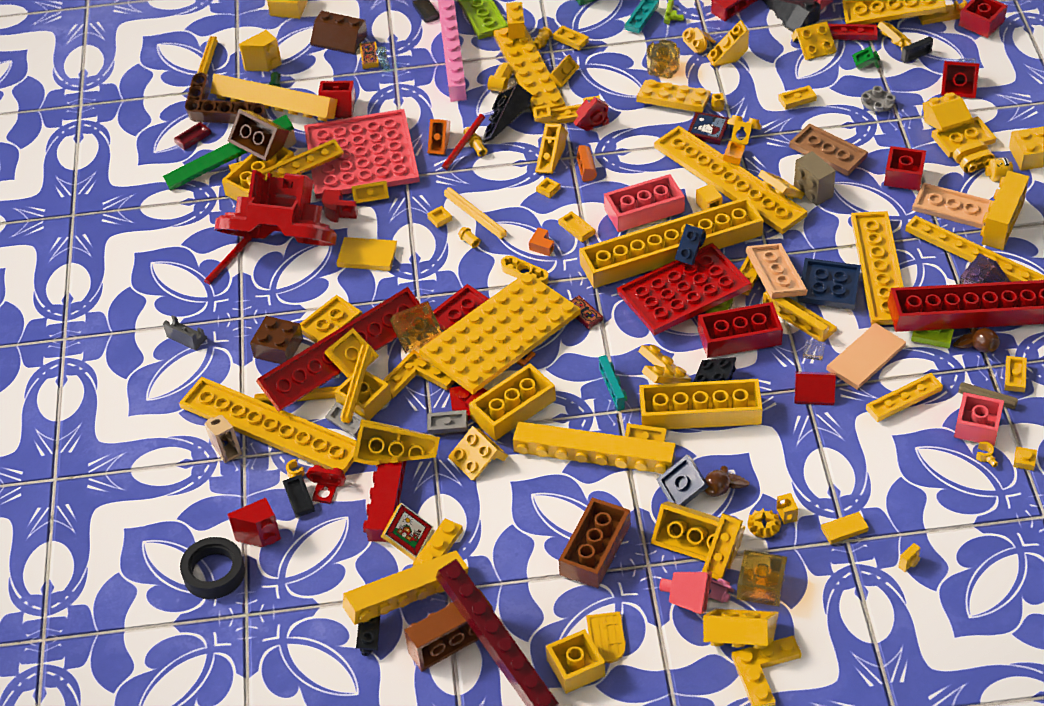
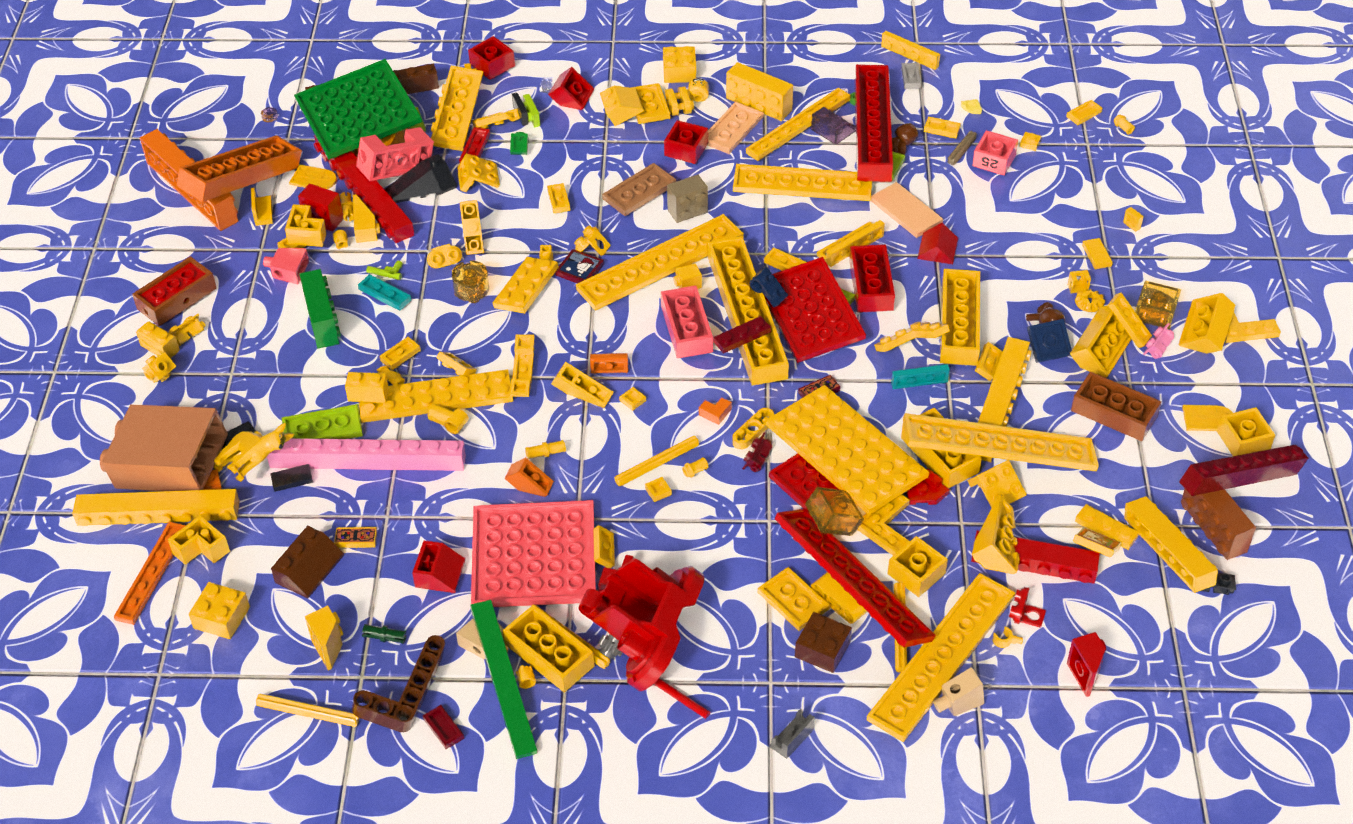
camera: 85 degrees left, 0 degrees up
(220, 587) = (1139, 689): black tyre -> none
(257, 135) = (504, 631): reddish brown slope -> none
(274, 96) = (415, 627): yellow brick -> none
(298, 496) = (1041, 633): black tile -> none
(305, 161) = (560, 604): yellow plate -> none
(334, 417) = (943, 587): light grey plate -> none
(346, 352) = (868, 566): yellow plate -> none
(356, 383) = (917, 559): yellow axle -> none
(367, 253) = (701, 552): yellow tile -> none
(383, 58) = (364, 521): clear light blue arm -> none
(447, 422) = (956, 504): light grey plate -> none
(463, 141) = (549, 456): red bar -> none
(500, 276) = (760, 447): none -> dark red hinge
(506, 108) = (506, 418): black wedge -> none
(515, 441) = (999, 442): none -> yellow plate
(576, 226) = (696, 382): yellow tile -> none
(592, 114) = (542, 344): red plate -> none
(621, 234) = (742, 334): none -> dark red plate
(688, 590) = (1170, 349): coral torso -> none
(716, 370) = (917, 305): black hinge -> none
(734, 152) = (628, 251): light orange tile -> none
(776, 271) = (803, 242): light nougat tile -> none
(782, 186) = (684, 225): yellow plate -> none
(814, 350) = (894, 240): clear tile -> none
(830, 283) = (817, 216): dark blue plate -> none
(877, 99) = (579, 146): light grey dish -> none
(904, 397) = (960, 194): yellow plate -> none
(918, 57) = (533, 114): none -> lime plate
(986, 457) = (1025, 158): yellow piece -> none

